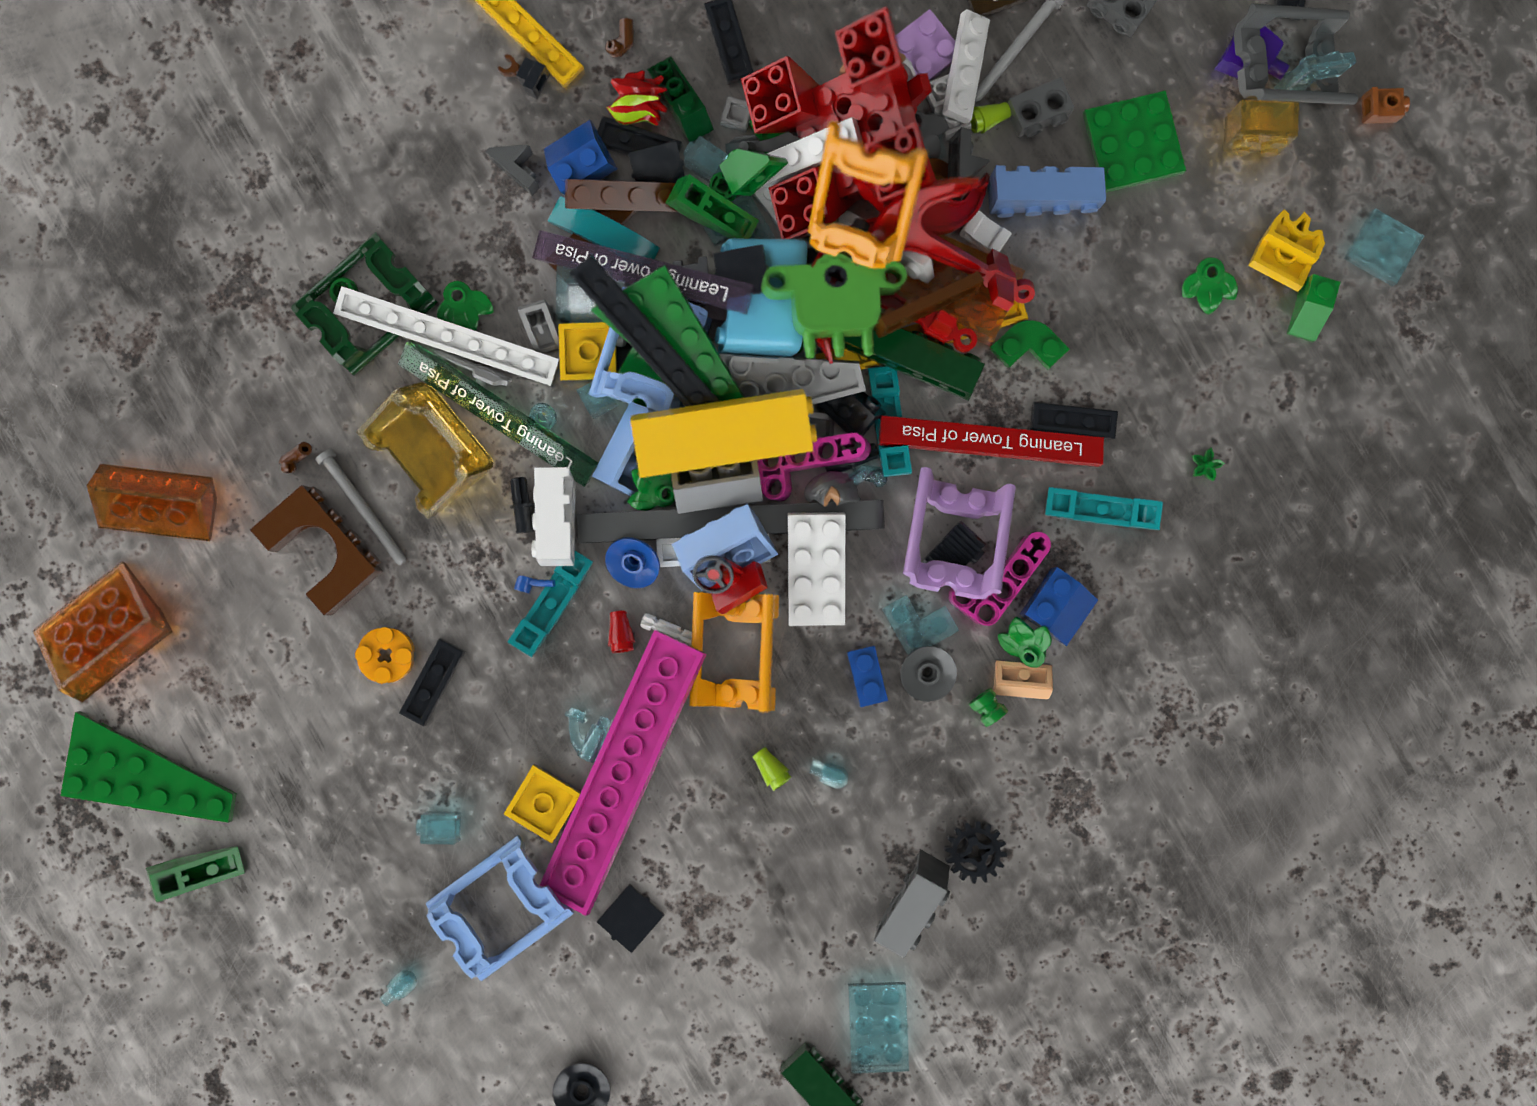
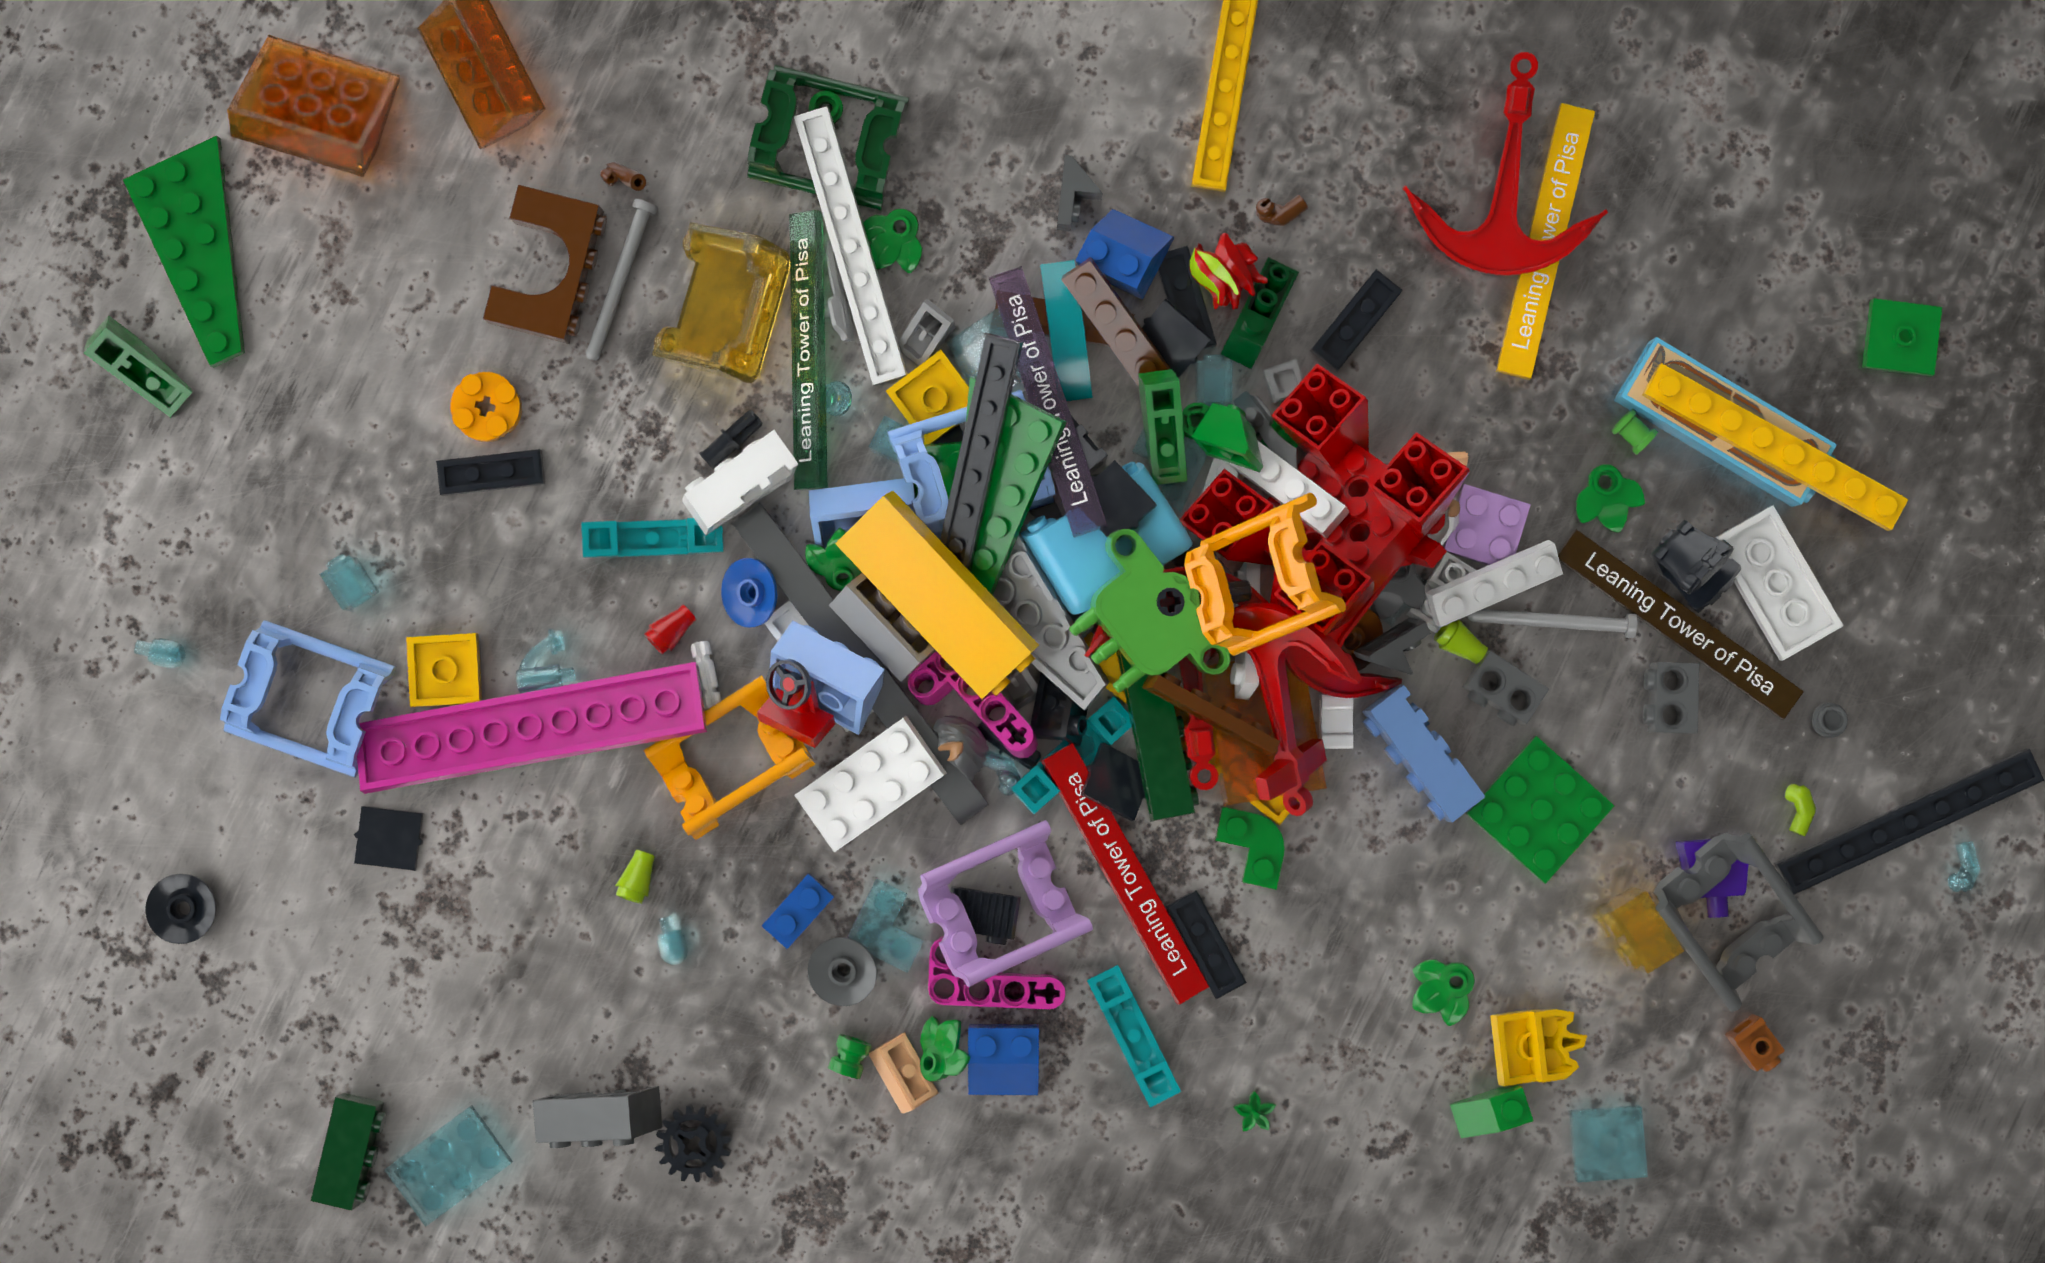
camera: 55 degrees right, 0 degrees up
(525, 583) = (654, 498): blue hand -> none
(530, 74) = (1179, 141): black piece -> none
(926, 405) = (1115, 782): none -> black piece
(1315, 68) = (1734, 942): clear light blue plate -> none

